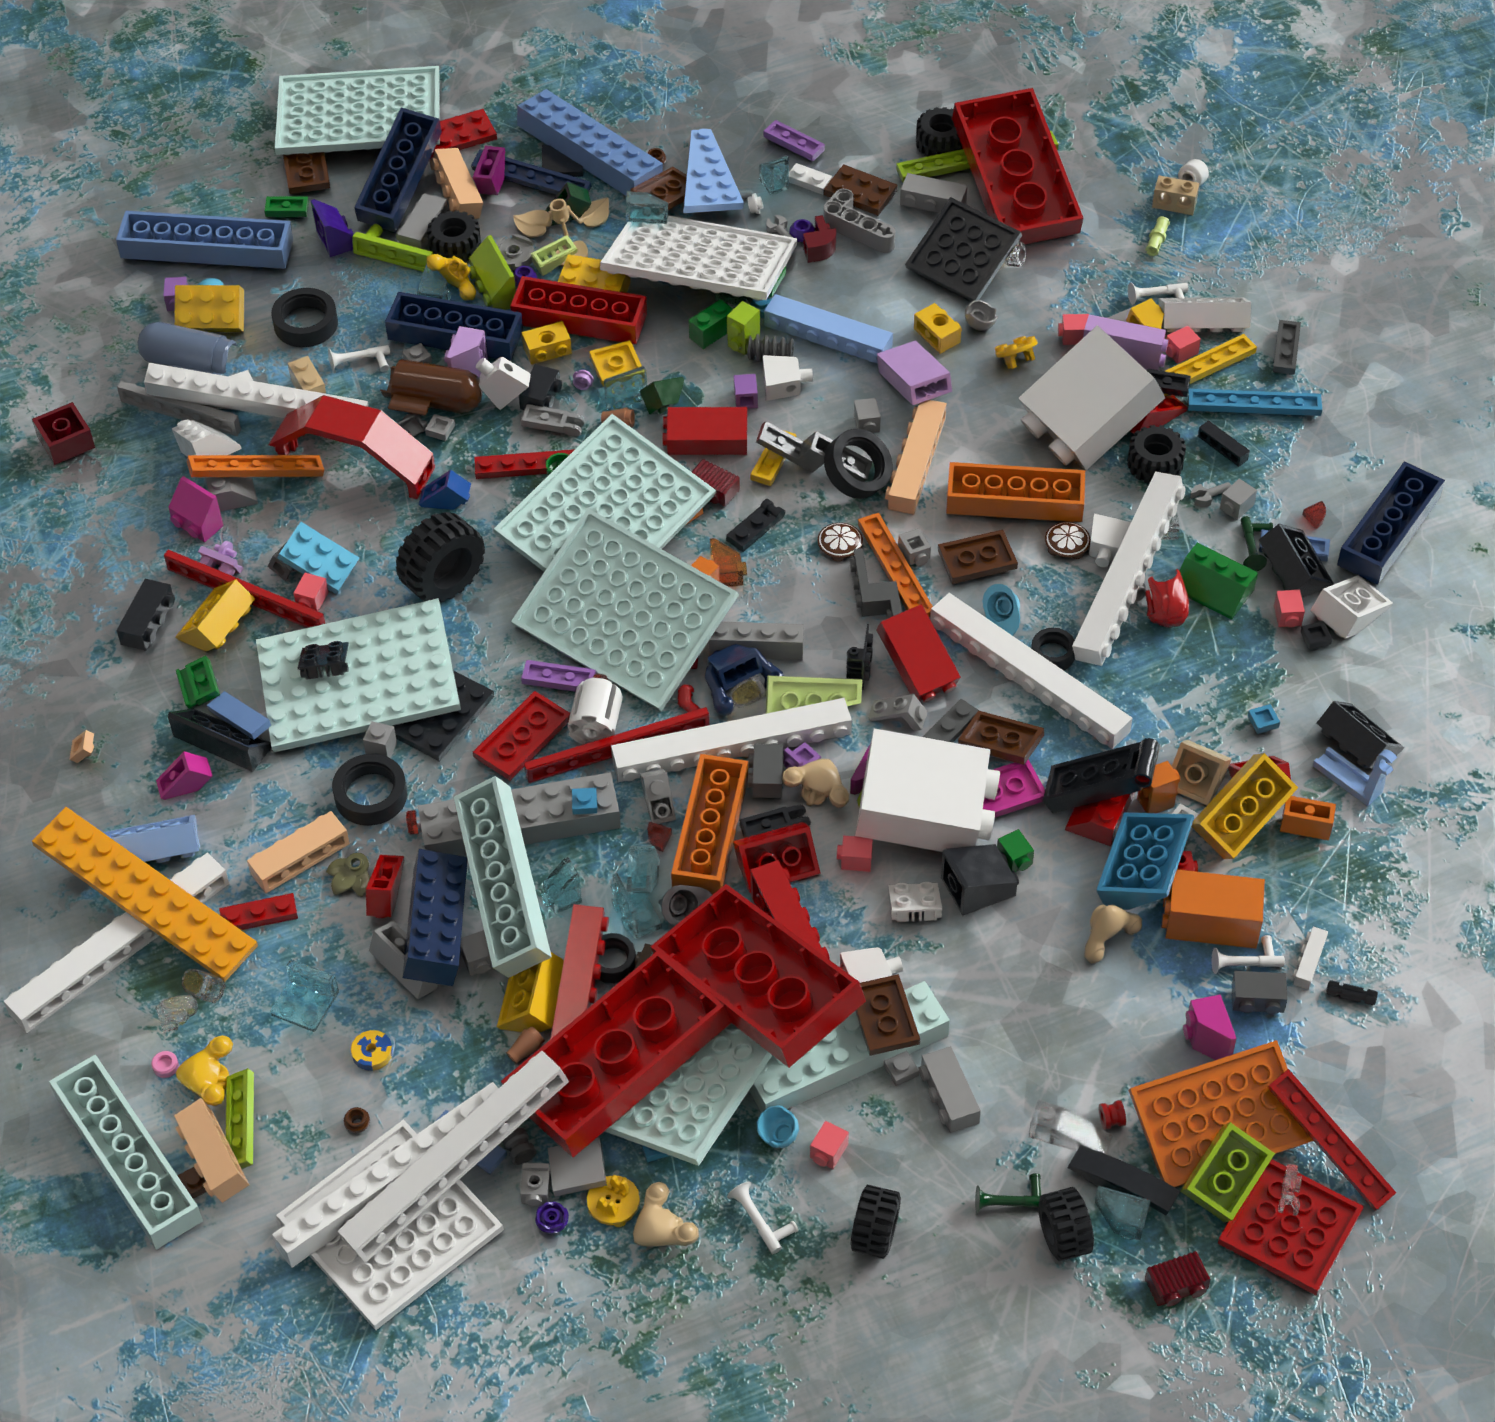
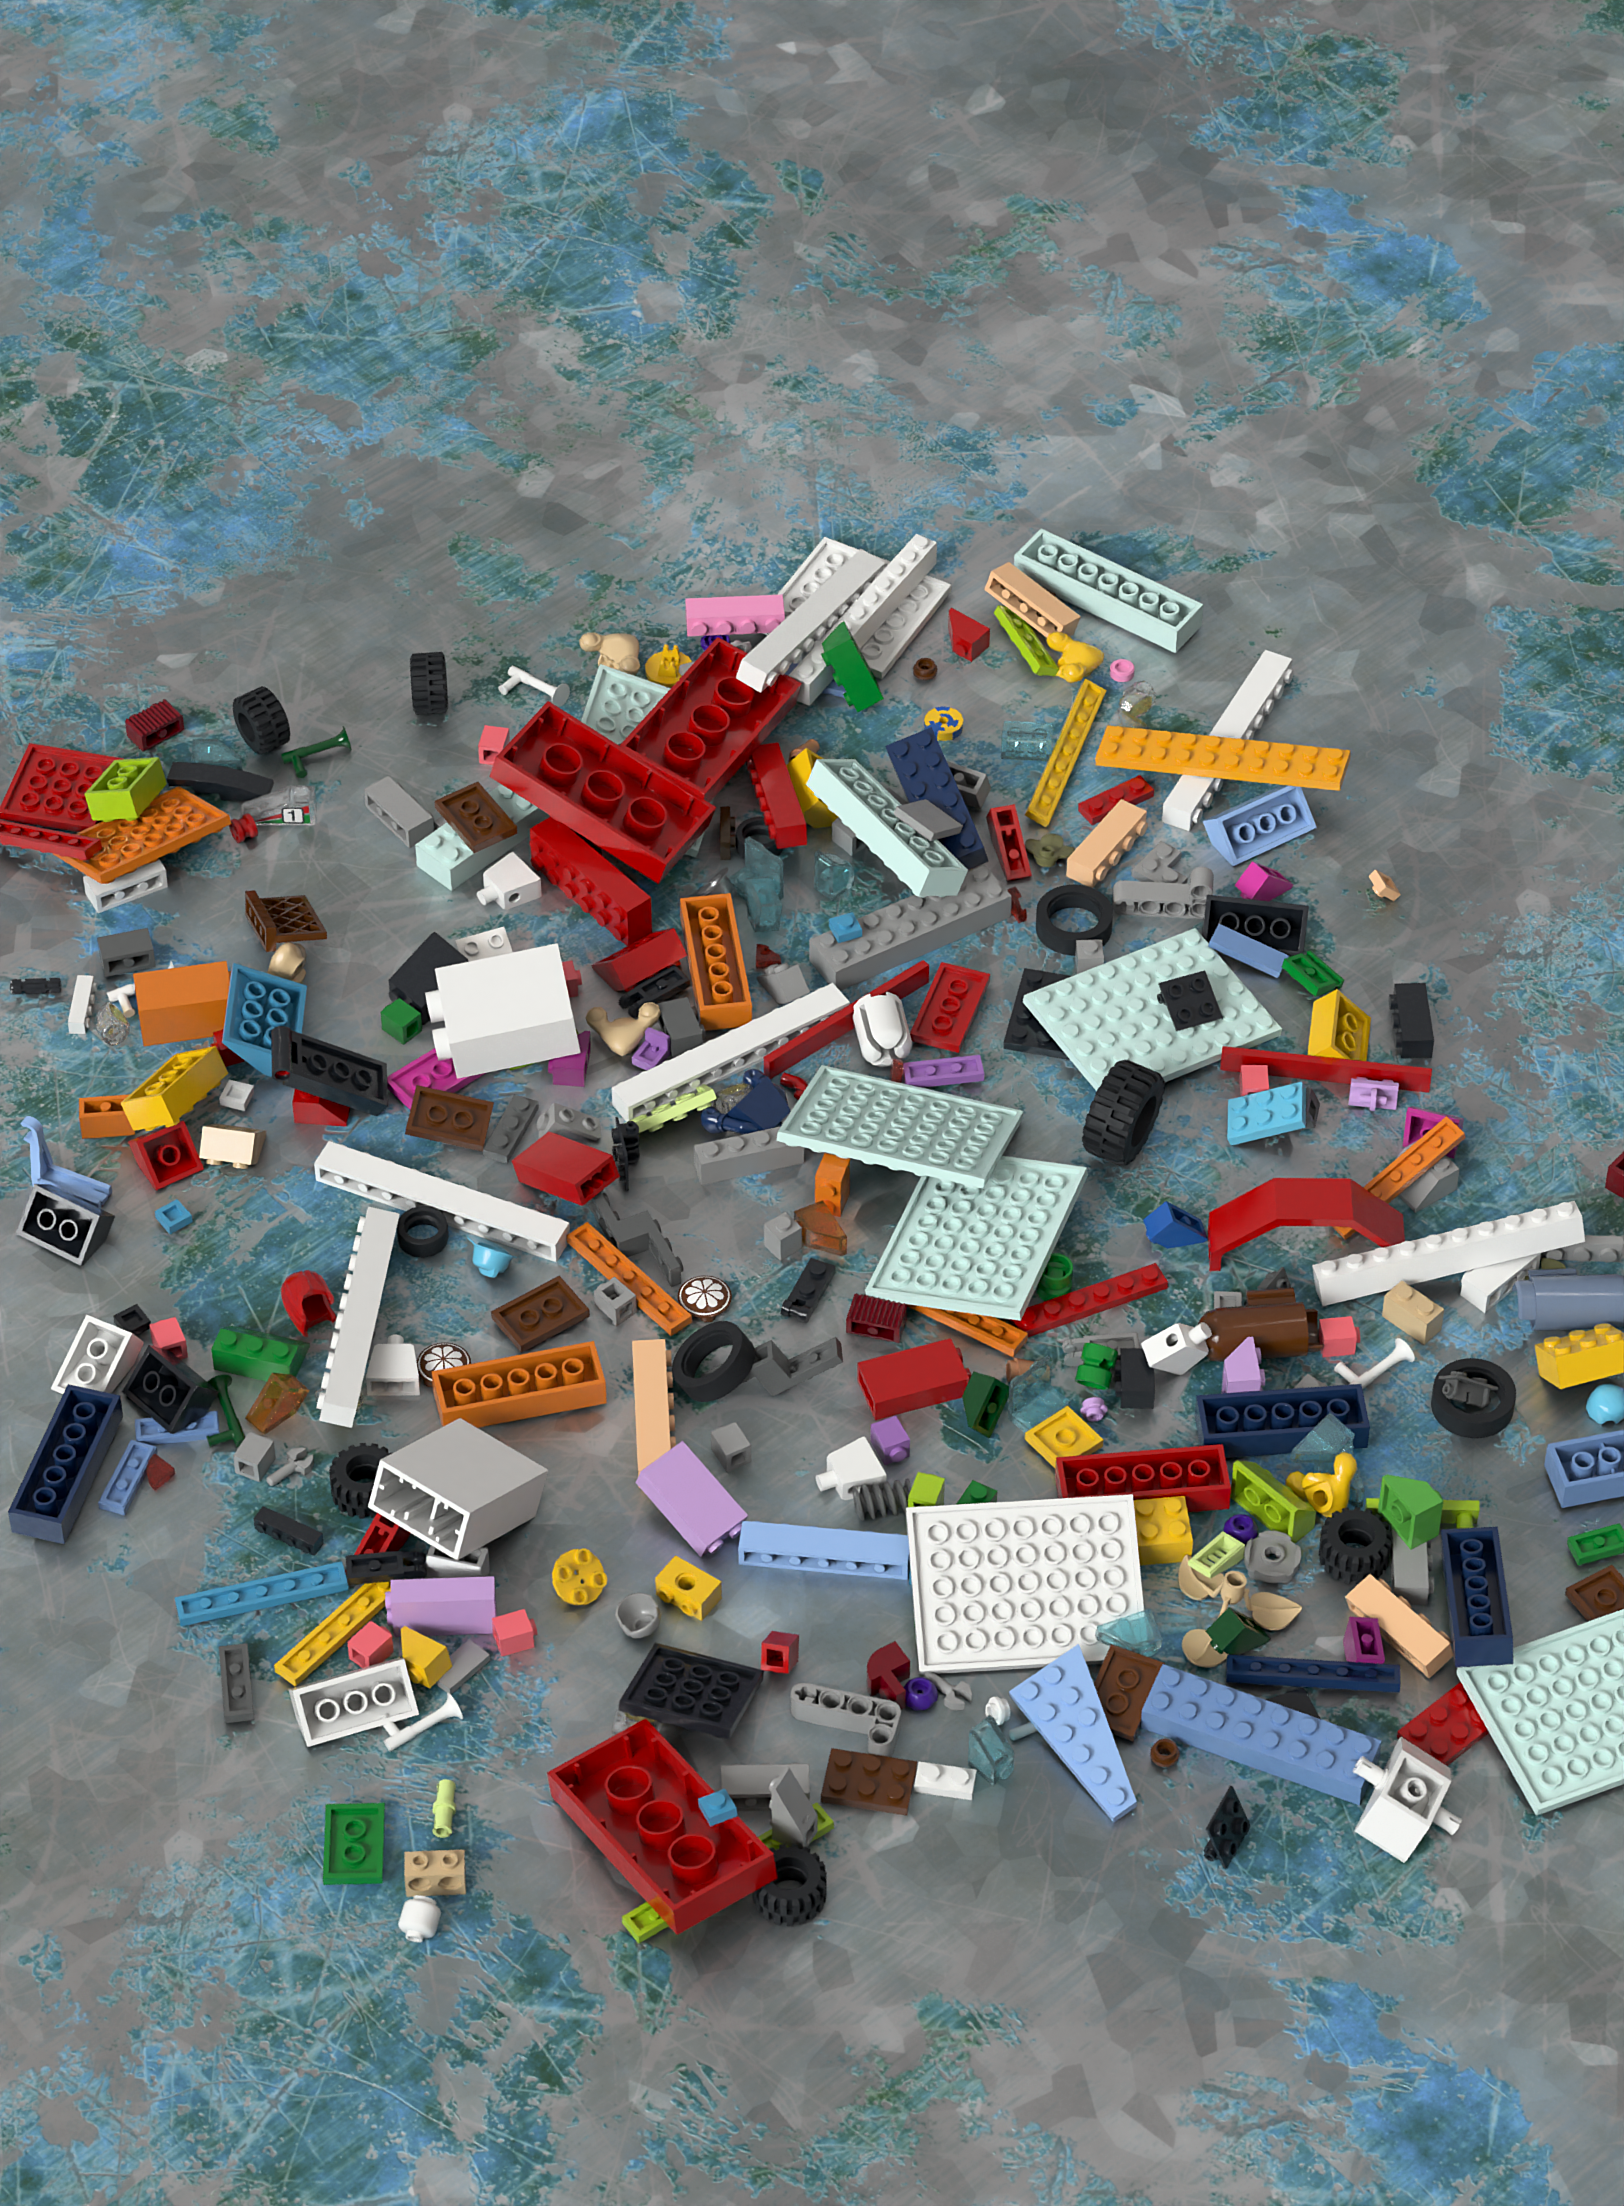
camera: 160 degrees right, 5 degrees down
(201, 439) = (1472, 1190): white slope -> none
(267, 826) = (1157, 866): none -> light grey plate
(276, 786) = (1164, 898): none -> light grey beam
(276, 974) = (1065, 753): none -> yellow tile
(296, 1143) = (967, 635): none -> red slope
(307, 313) = (1459, 1385): none -> dark grey hinge
(332, 228) = (1516, 1510): dark purple slope -> none
(371, 380) = (1338, 1336): none -> coral brick
(407, 216) = (1410, 1509): none -> bright green slope
(437, 1097) = (850, 669): none -> green slope
(441, 282) = (1324, 1442): none -> clear light blue slope
(461, 863) = (927, 820): none -> light grey tile
(515, 83) = (1405, 1799): none -> white slope
(522, 1221) = (733, 615): none -> bright pink brick
(546, 342) = (1163, 1432): yellow brick -> none
(567, 394) = (1096, 1366): none -> green wheel
(643, 98) = (1226, 1829): none -> black hinge
(758, 563) = (782, 1236): none -> light grey brick
(768, 466) = (821, 1387): yellow plate -> none
(794, 140) = (990, 1829): medium lavender plate -> none
(890, 265) = (779, 1652): none -> red brick
(928, 146) = (792, 1813): none -> light grey slope
(979, 143) = (717, 1807): none -> dark azure plate
(1121, 977) = (282, 919): none -> reddish brown fence
(1162, 791) = (268, 1101): orange brick -> none
(1210, 534) = (276, 1402): none -> clear orange slope
(1210, 1027) = (166, 901): dark pink slope -> none
(1226, 229) = (354, 1843): none -> green plate
(1285, 921) = (112, 1024): none -> clear rock
(1291, 1184) = (66, 796): clear plate -> none
(1341, 517) = (127, 1477): none -> medium blue tile

